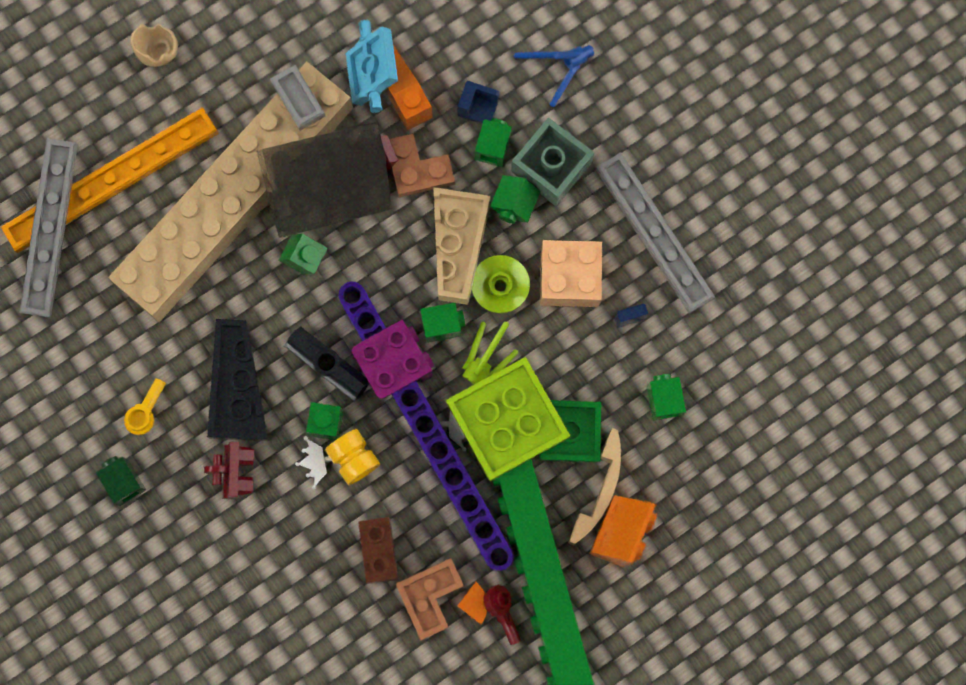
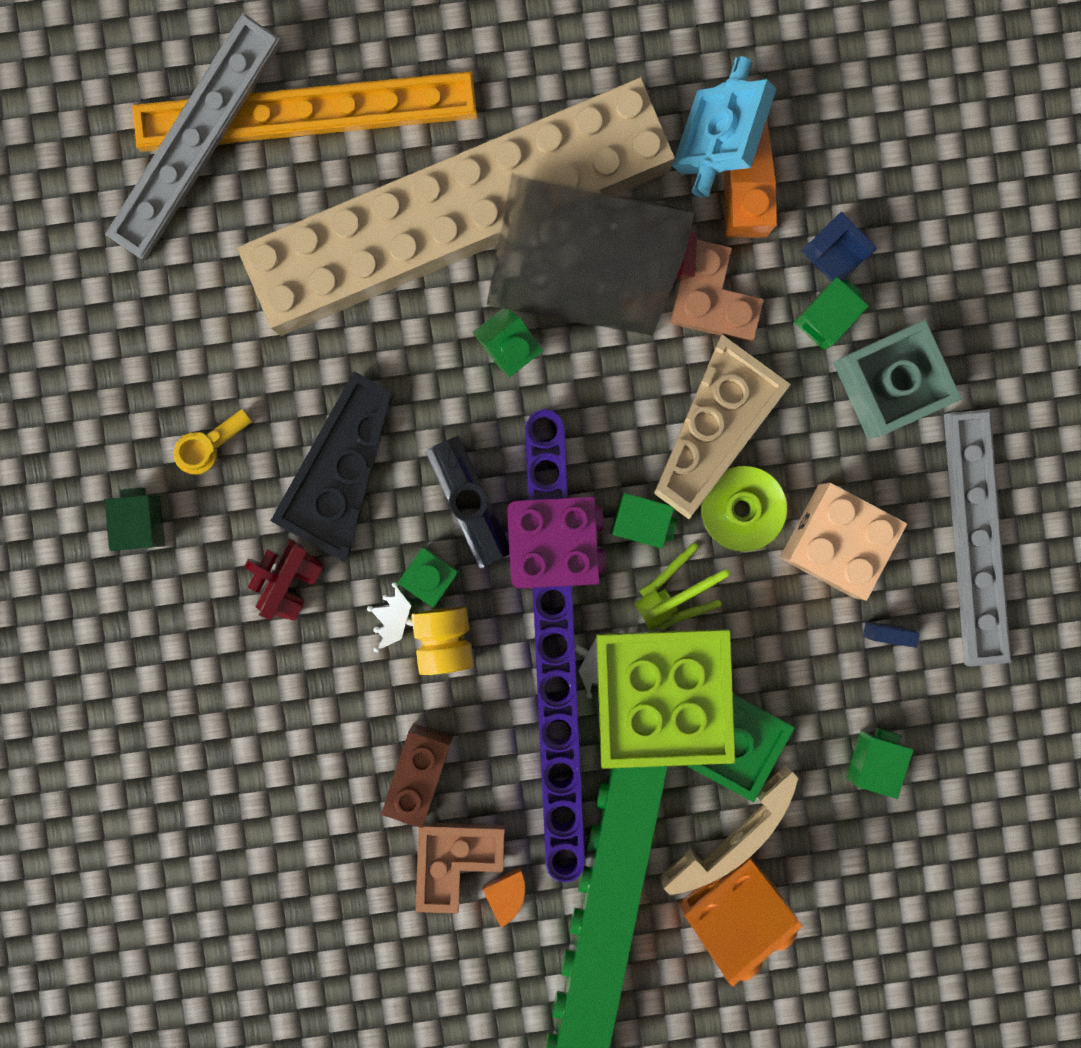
camera: 30 degrees right, 10 degrees up
(297, 97) = (603, 123): light grey tile -> none
(498, 603) = (535, 912): dark red plate -> none
(515, 199) = (821, 406): green brick -> none
(571, 58) = (991, 249): blue plant -> none

